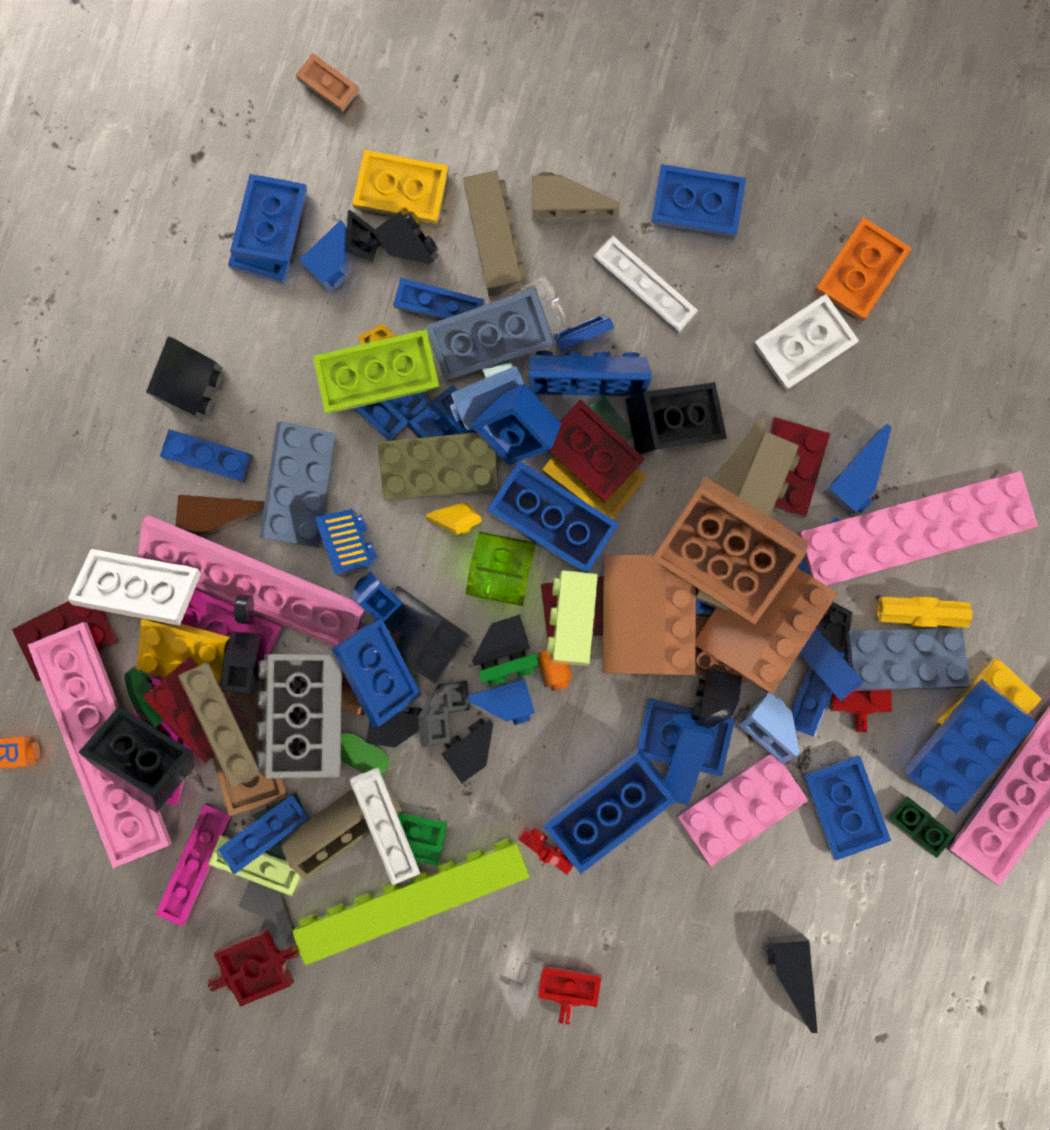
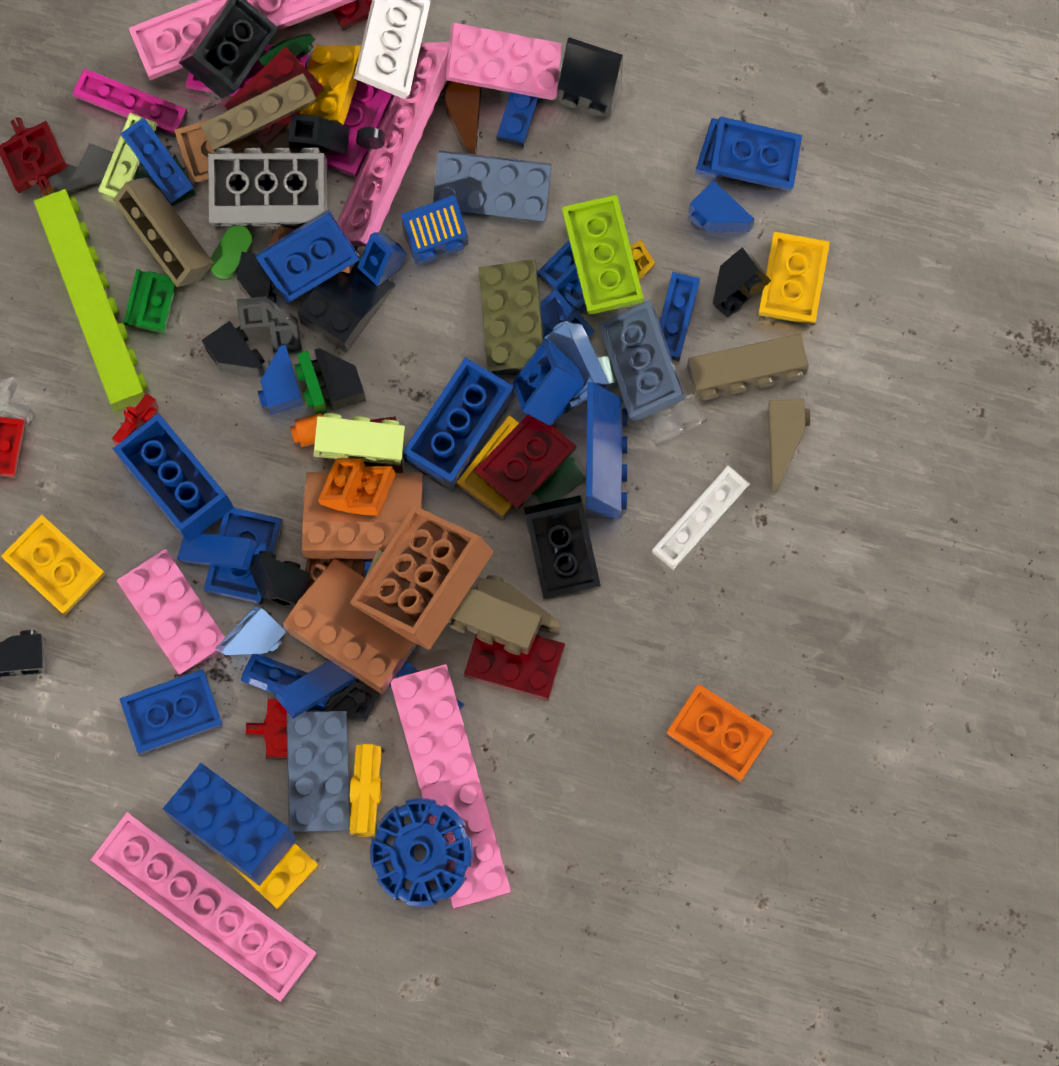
camera: 90 degrees right, 10 degrees down
(163, 470) = (503, 61): none -> bright pink plate
(327, 82) = (899, 206): nougat plate -> none
(360, 238) = (739, 237): black piece -> none
(385, 826) = (161, 267): white tile -> none
(455, 518) = (460, 335): yellow piece -> none
(500, 568) = (410, 376): clear neon green slope -> none
(583, 332) = (648, 453): blue tile -> none
(625, 619) = (357, 488): none -> orange slope
(695, 932) = (53, 565): none -> yellow plate
(698, 200) = (787, 568): blue plate -> none
(805, 342) = (642, 674): white plate -> none
(860, 477) = (503, 726): blue slope -> none
(921, 827) = (150, 788): dark green slope -> none
(976, 547) = (438, 852): none -> blue plate

